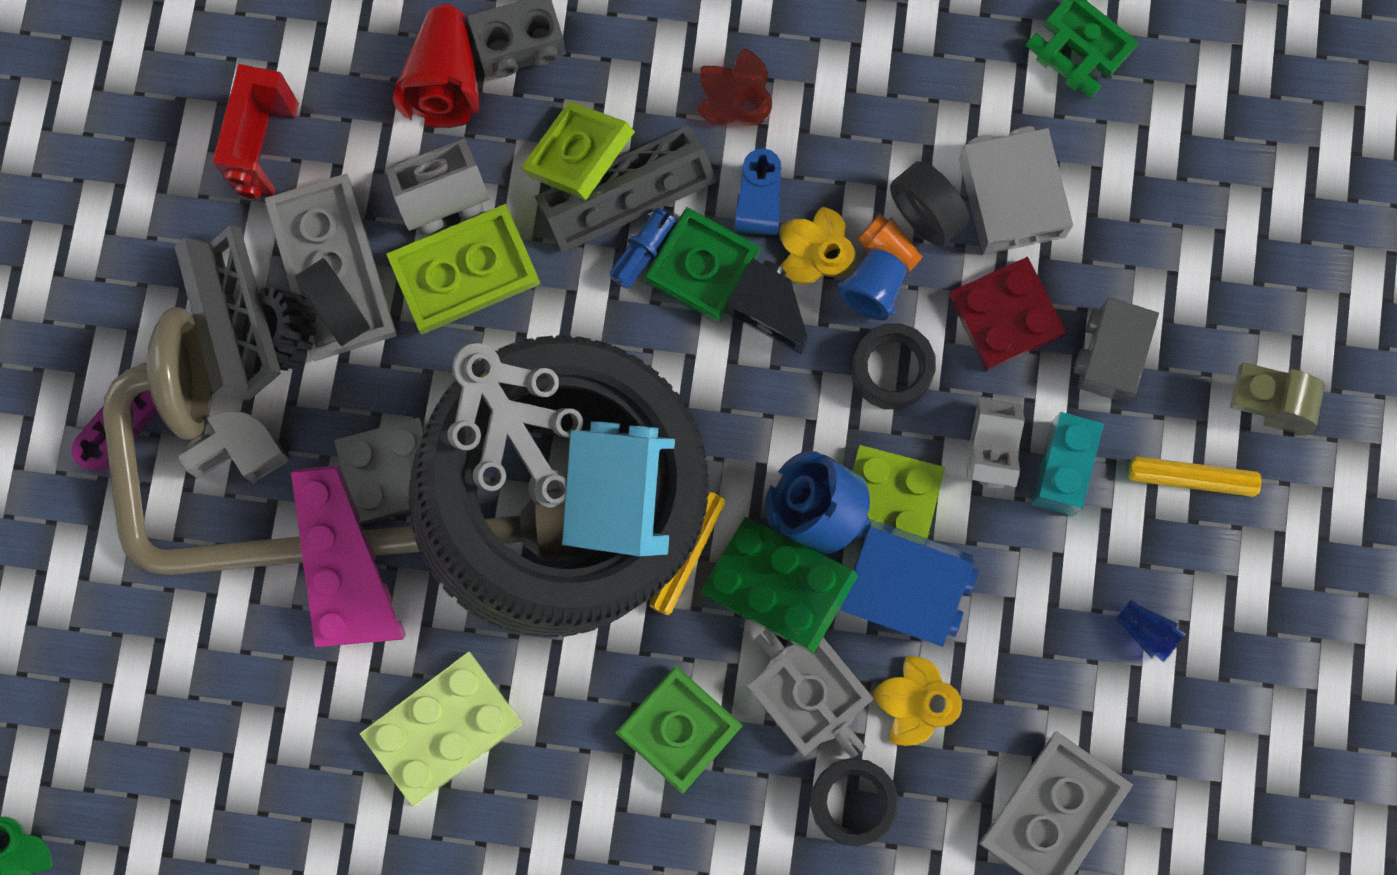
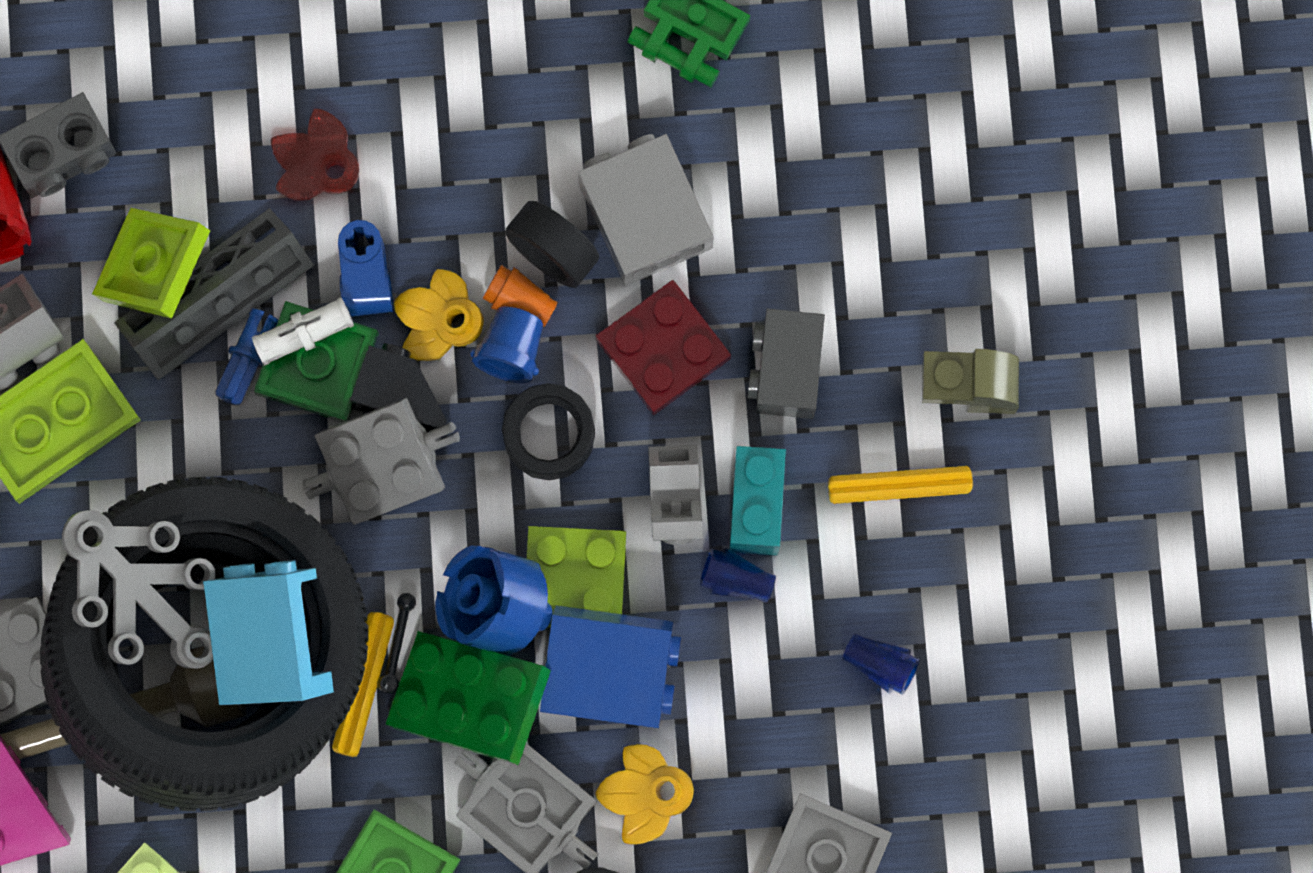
camera: 15 degrees left, 0 degrees up
(697, 234) = (302, 331): none -> white pin
(709, 556) = (388, 682): none -> black hinge
(742, 361) = (380, 461): none -> light grey plate
(1032, 526) = (734, 576): none -> clear blue cone

